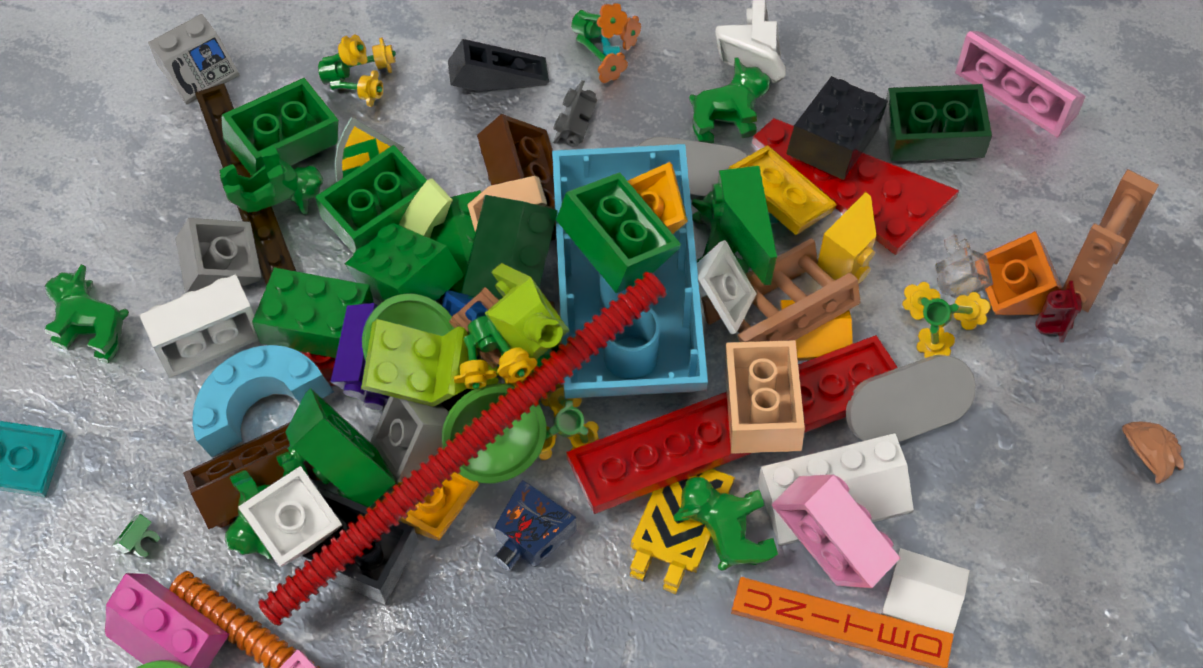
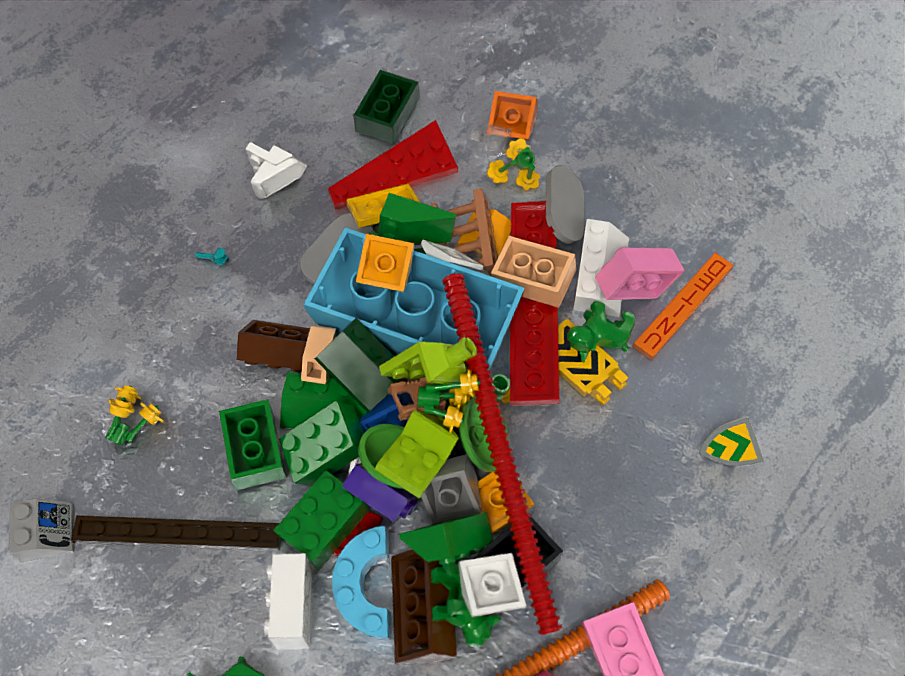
camera: 65 degrees left, 0 degrees up
(215, 251) = (231, 573): light grey slope -> none
(271, 184) = (198, 507): green animal -> none
(287, 118) = (152, 486): green brick -> none
(358, 146) = (207, 439): shield -> none
(426, 209) = (283, 411): yellowish green slope -> none
(493, 68) = (185, 329): black slope -> none
(531, 527) = (549, 446): dark blue torso -> none
(569, 124) = (248, 293): dark grey hinge -> none
(609, 23) = (189, 258): orange plant -> none
(616, 230) = (397, 287): green slope -> none
(730, 103) = (304, 205): green animal -> none
(836, 127) = (361, 155): black brick -> none
(850, 242) = (447, 182): yellow slope -> none
(926, 591) = (690, 251): white slope -> none
(1019, 83) = (385, 55): bright pink slope -> none
(1059, 312) = (548, 107): dark red hinge -> none
(1111, 237) = (515, 51): nougat fence -> none
(1155, 448) = (644, 109): nougat hat -> none

